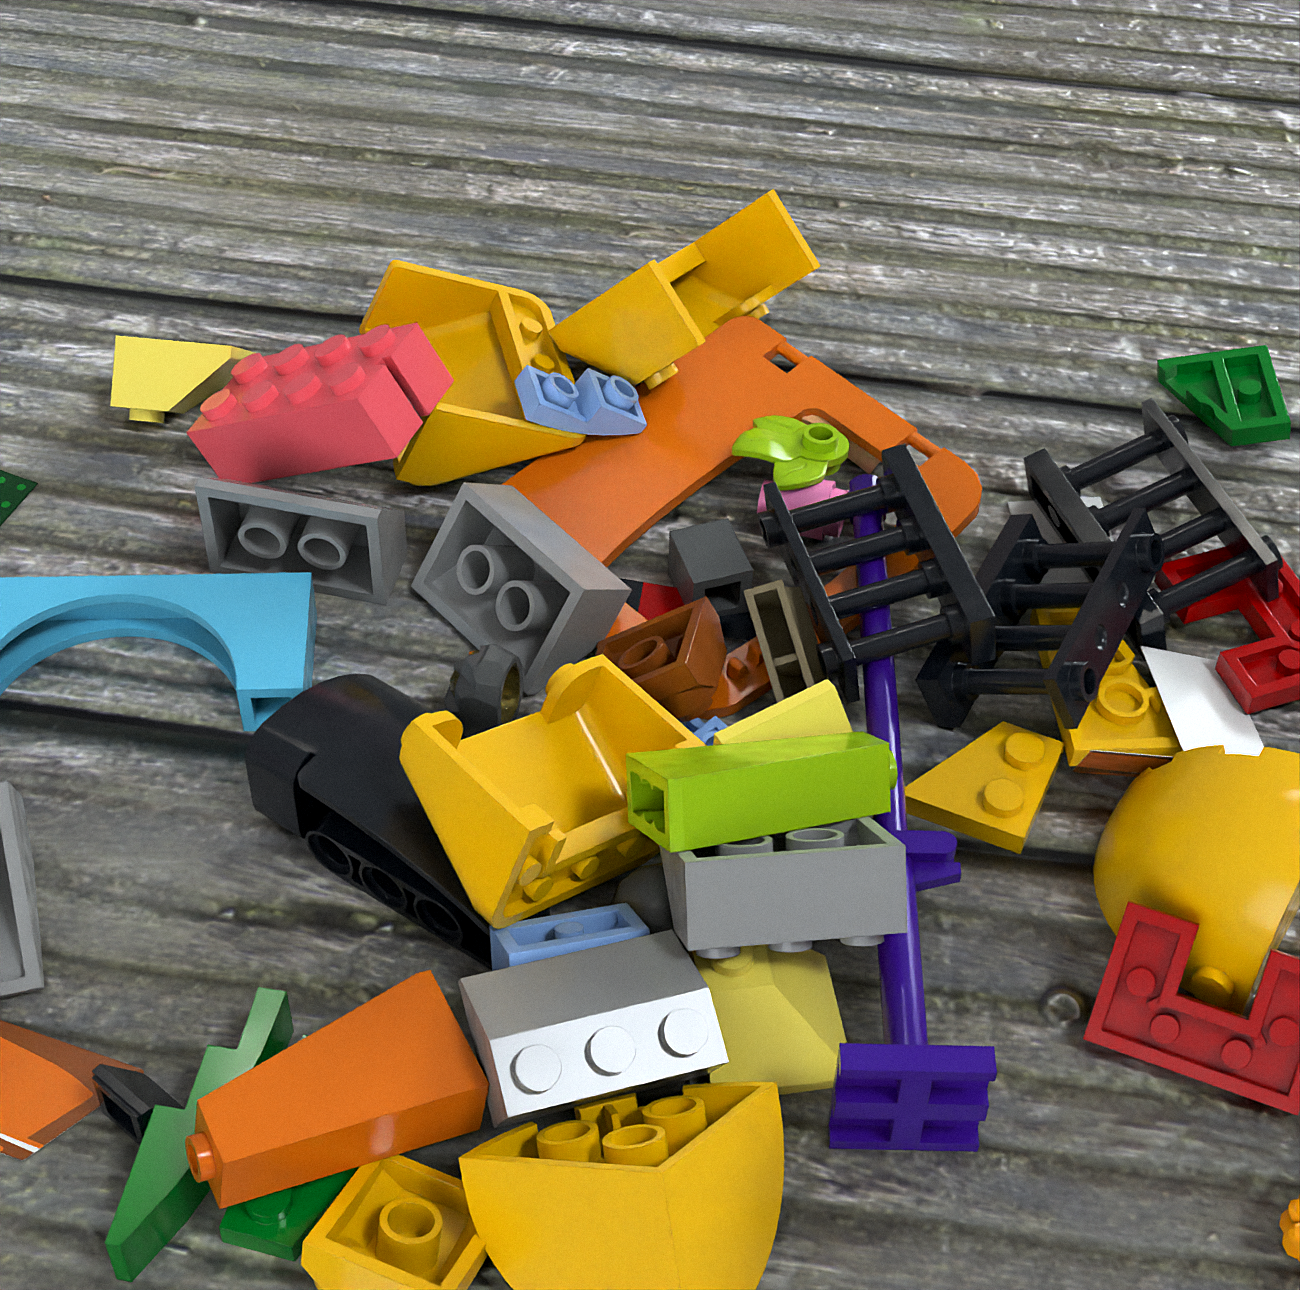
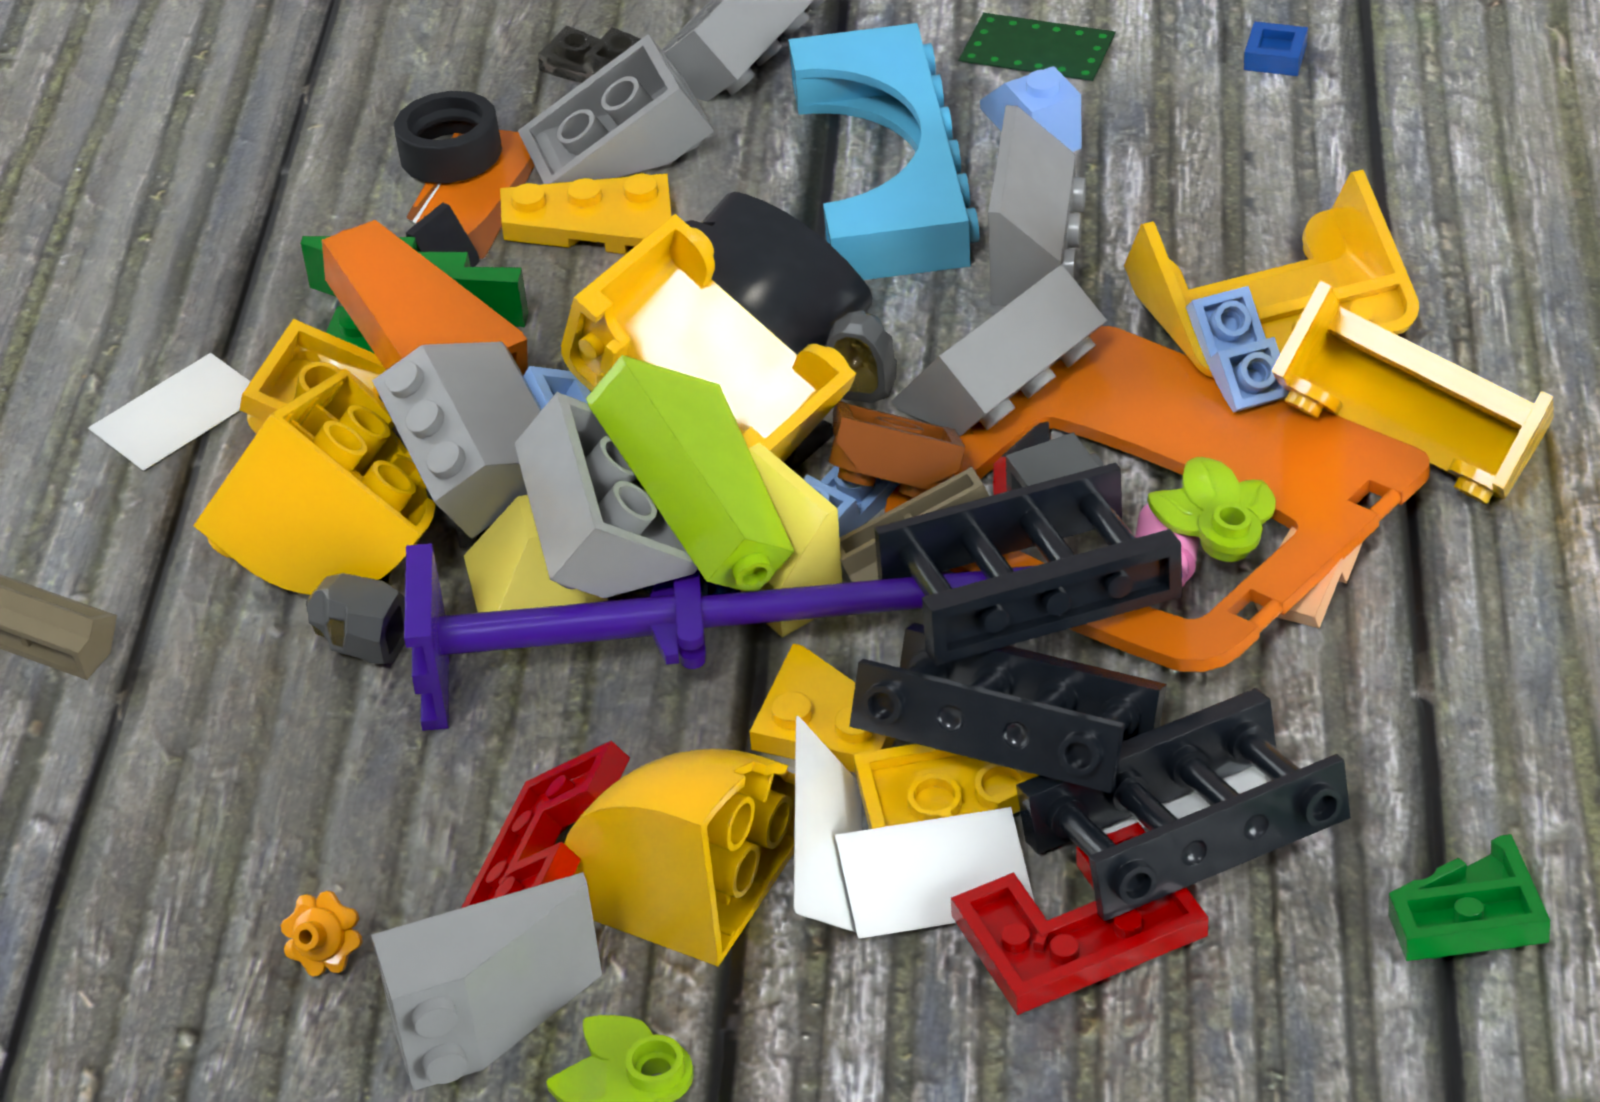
camera: 90 degrees right, 5 degrees down
(58, 341) = (1275, 48): none -> blue tile
(98, 519) = (1046, 99): none -> light blue slope
(110, 939) = (598, 210): none -> yellow wing
(168, 375) = (1236, 109): light yellow slope -> none
(321, 405) = (1171, 169): coral piece -> none
(832, 1194) = (359, 617): none -> dark grey rock

